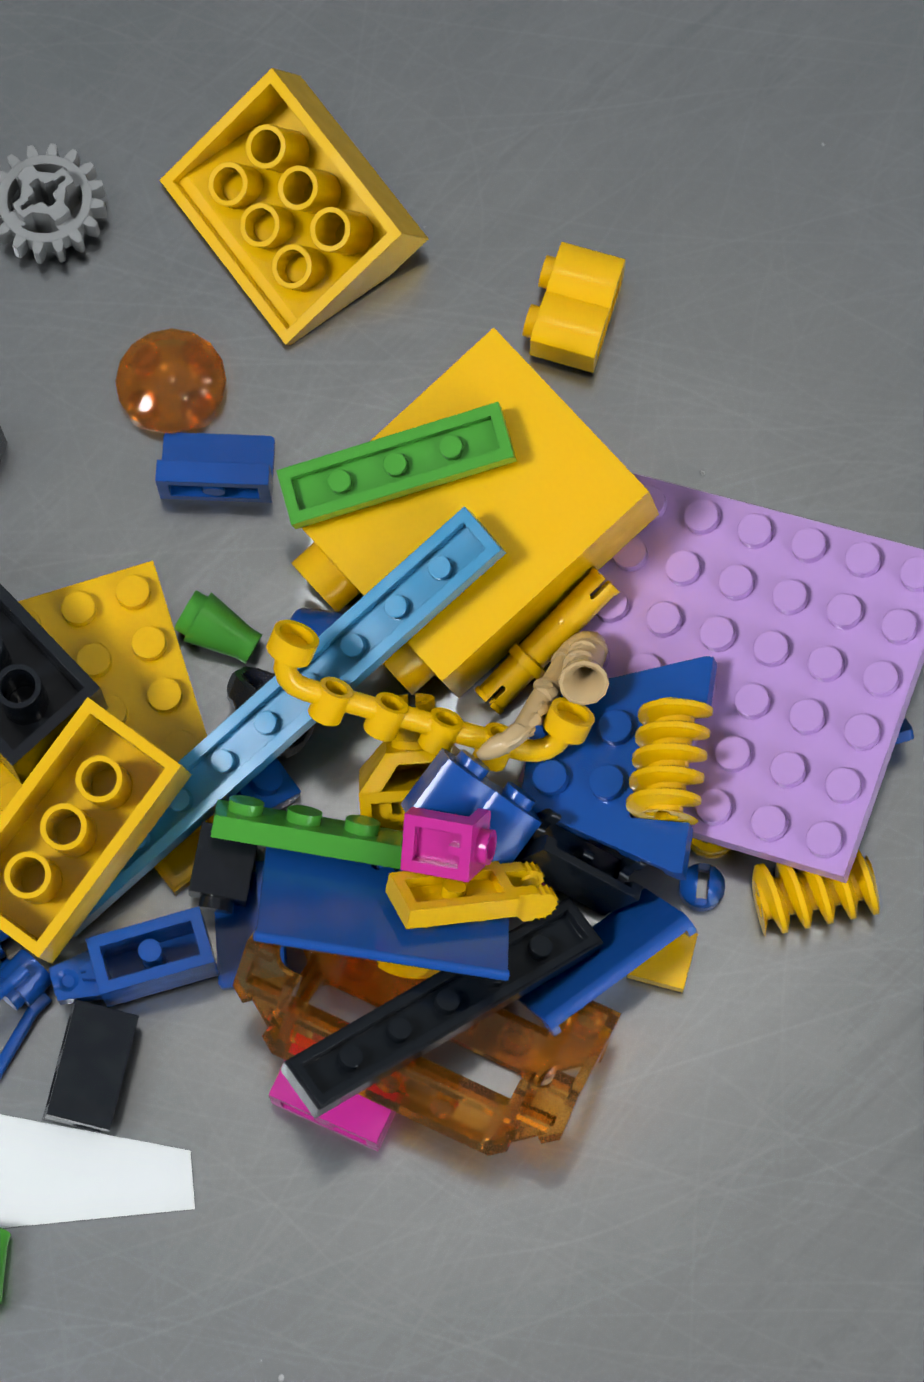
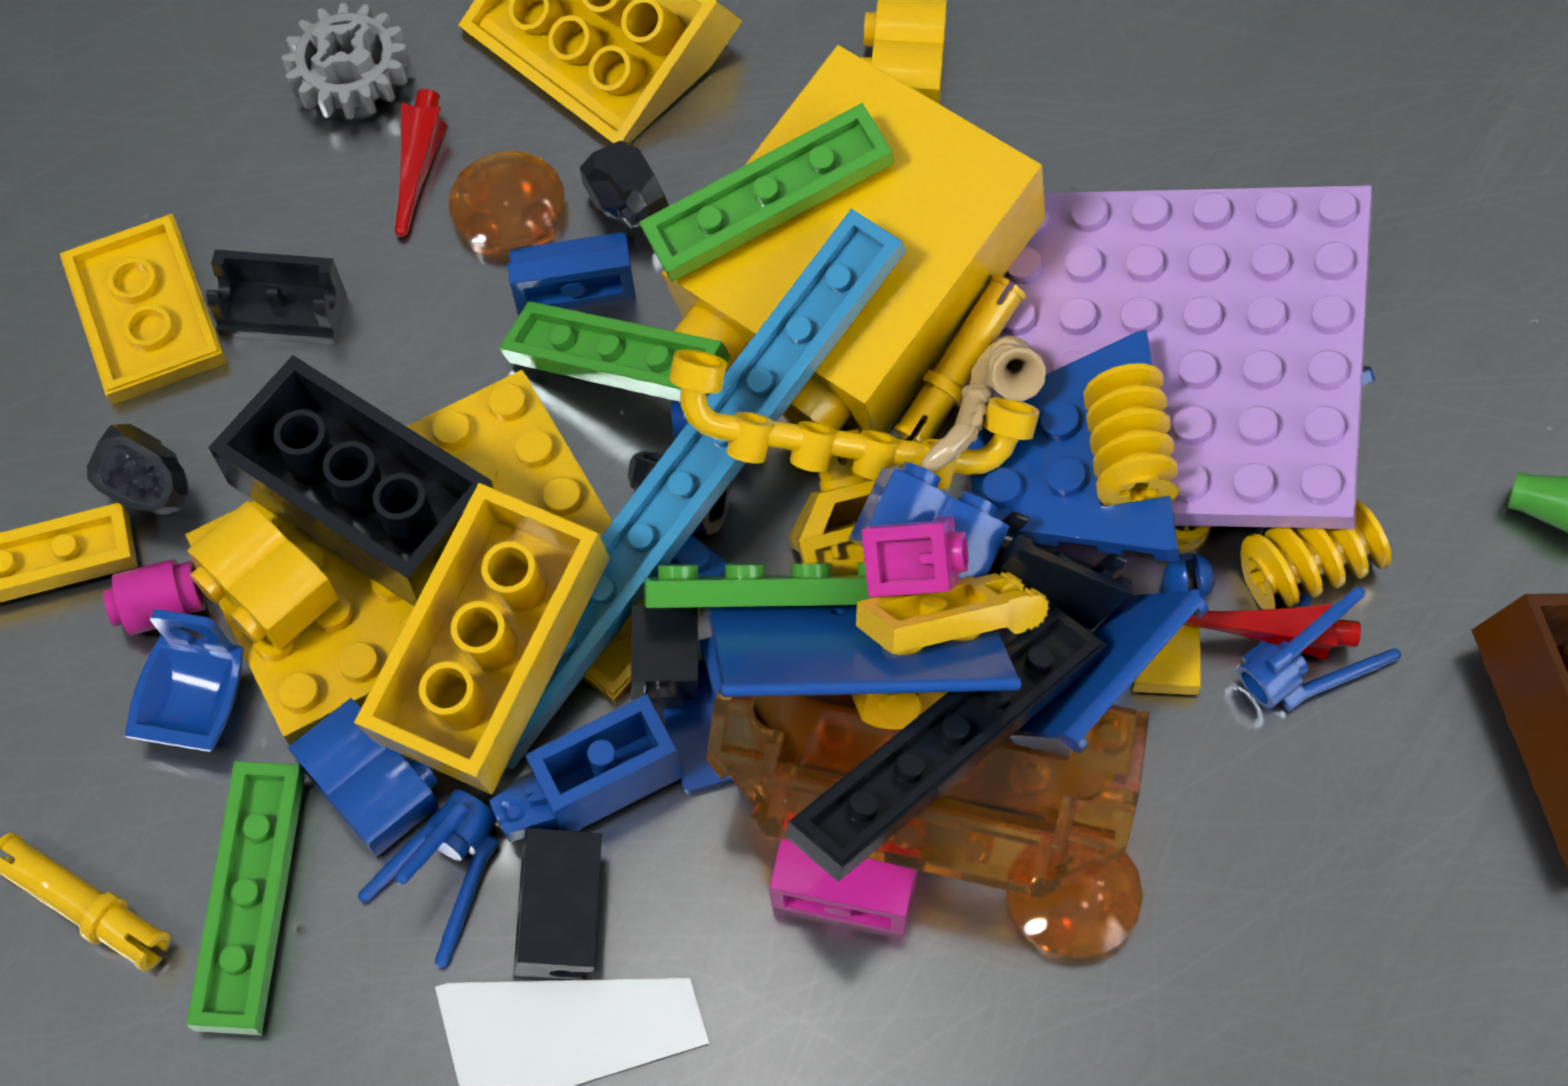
camera: 10 degrees left, 10 degrees down
(102, 297) = (420, 139): none -> red piece
(216, 627) = (604, 421): bright green cone -> none
(232, 567) = (601, 349): none -> bright green plate
(282, 397) = (622, 184): none -> black rock
(534, 1171) = (1085, 915): none -> clear orange dish
(753, 986) = (1276, 671): none -> blue plant
(787, 956) = (1282, 625): none -> red piece

